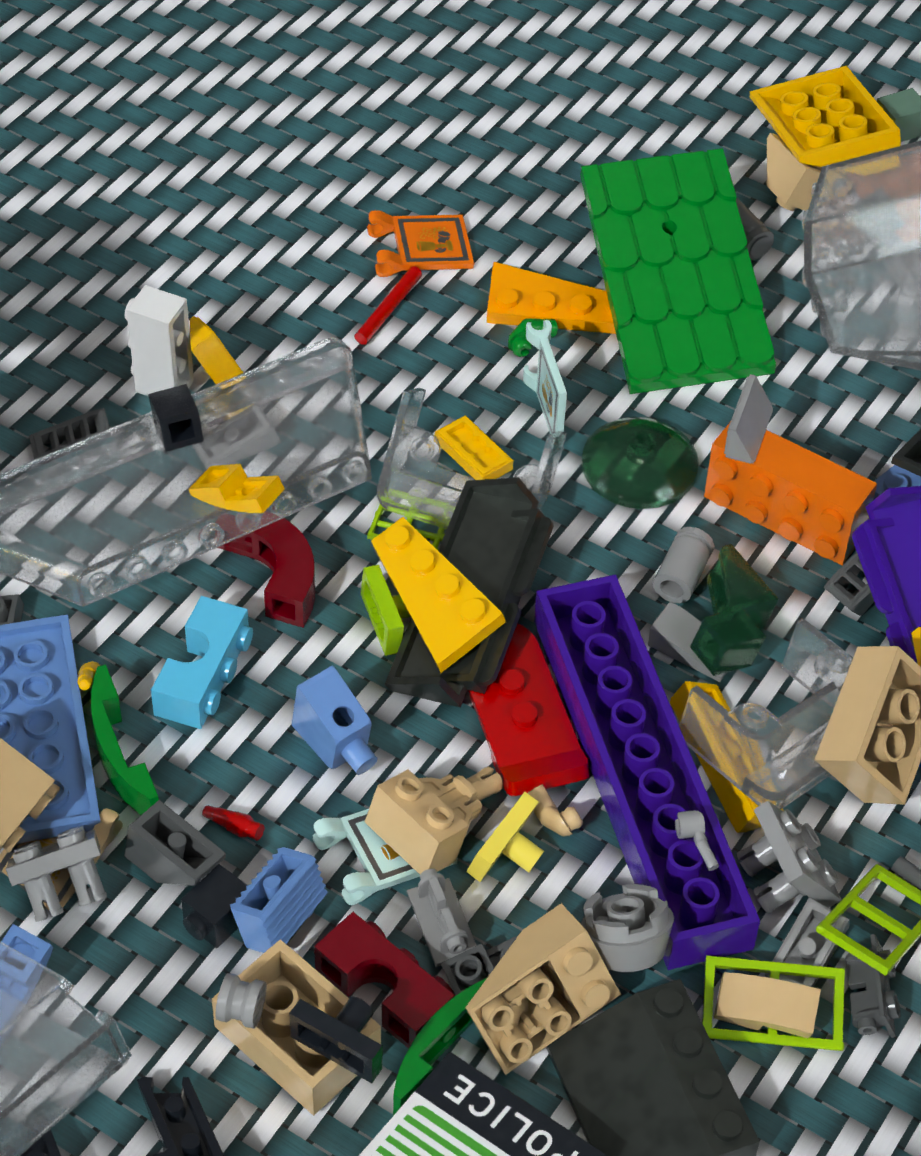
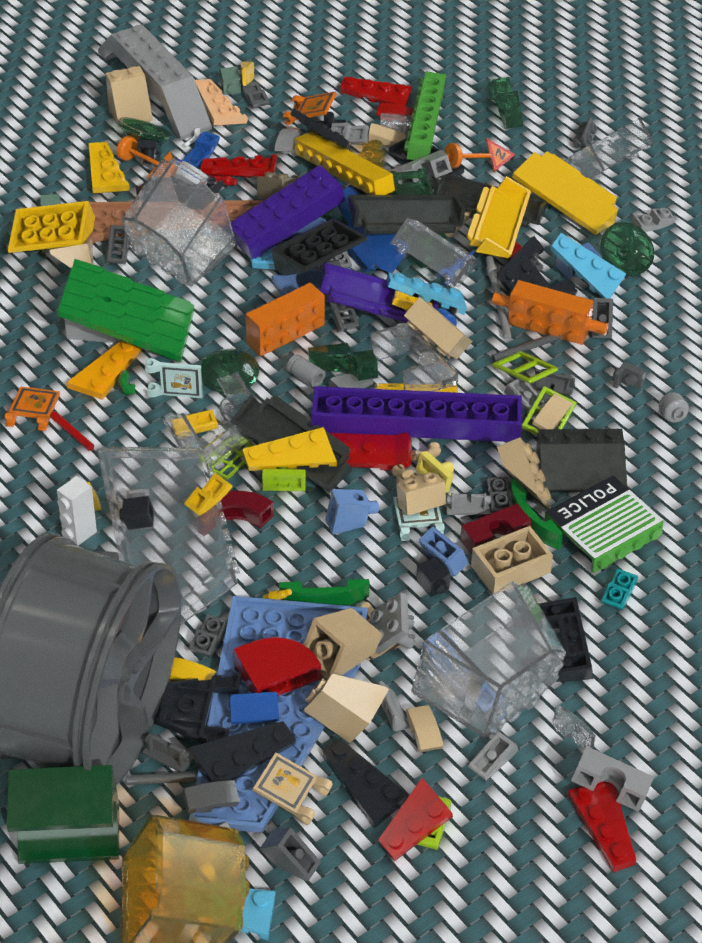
camera: 70 degrees left, 5 degrees down
(170, 847) = (402, 579): dark grey slope -> none
(192, 689) = (273, 542): medium azure arch -> none
(235, 822) = (385, 563): red piece -> none
(241, 1000) = (507, 561): light grey wheel -> none
(339, 1036) = (538, 534): black tile -> none
(629, 927) = (511, 428): light grey cone -> none
(691, 825) = (470, 398): light grey hand -> none
(748, 422) = (257, 308): light grey slope -> none
(796, 852) = (496, 379): light grey plate -> none

